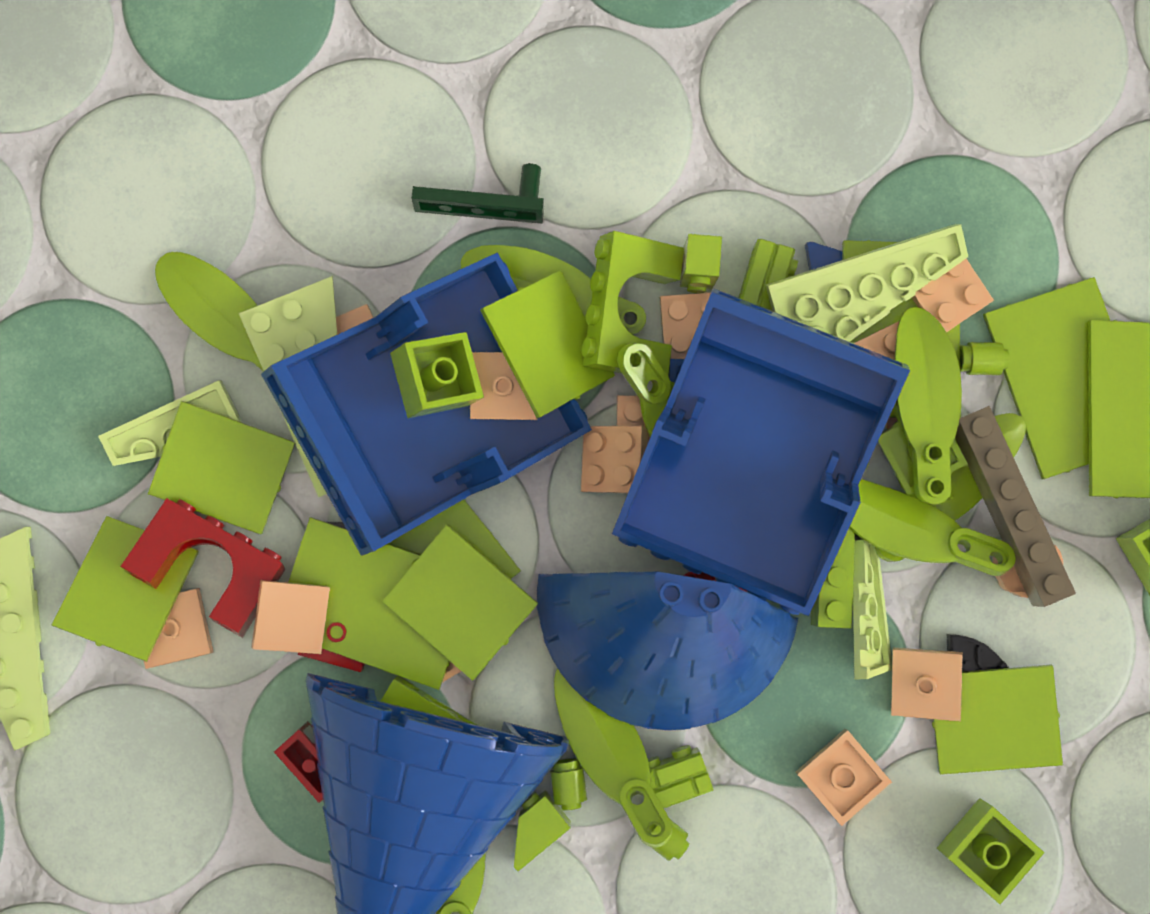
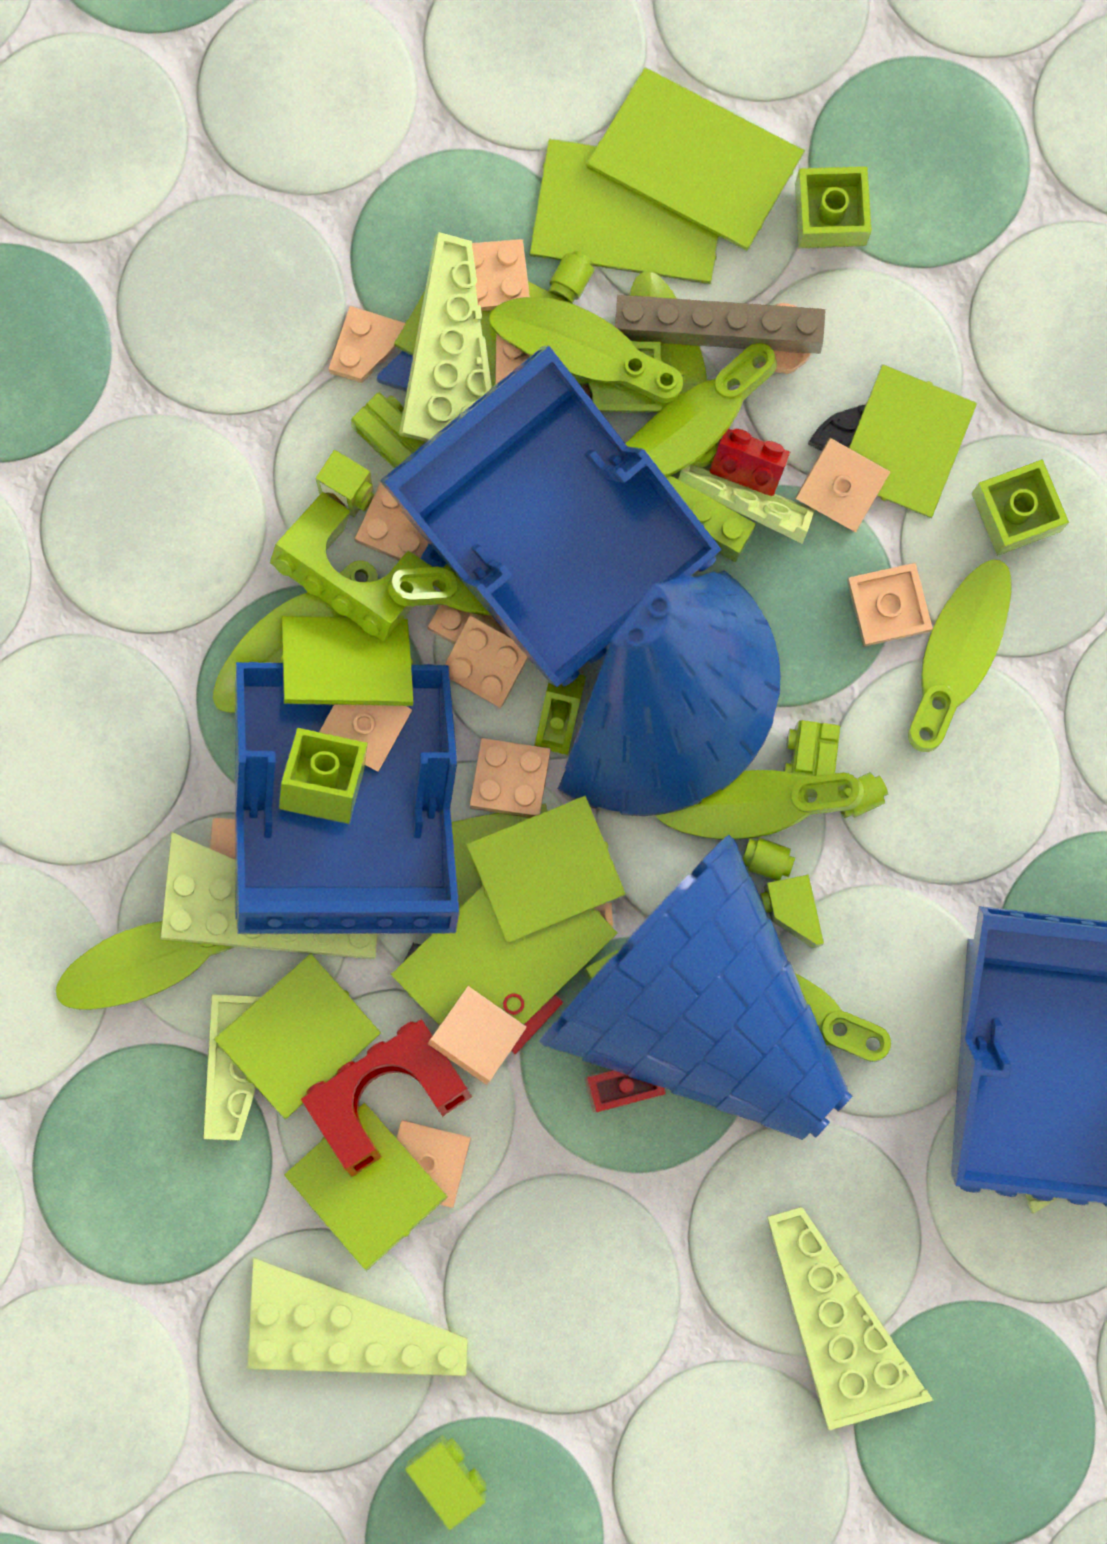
camera: 70 degrees left, 5 degrees down
(520, 208) = (201, 622): dark green piece -> none
(525, 530) = (510, 778): none -> light nougat plate
(596, 546) = (559, 715): none -> lime slope
(830, 216) = (363, 344): none -> light nougat wing
(836, 858) = (961, 649): none -> lime plant
(904, 594) = (750, 461): none -> red bracket

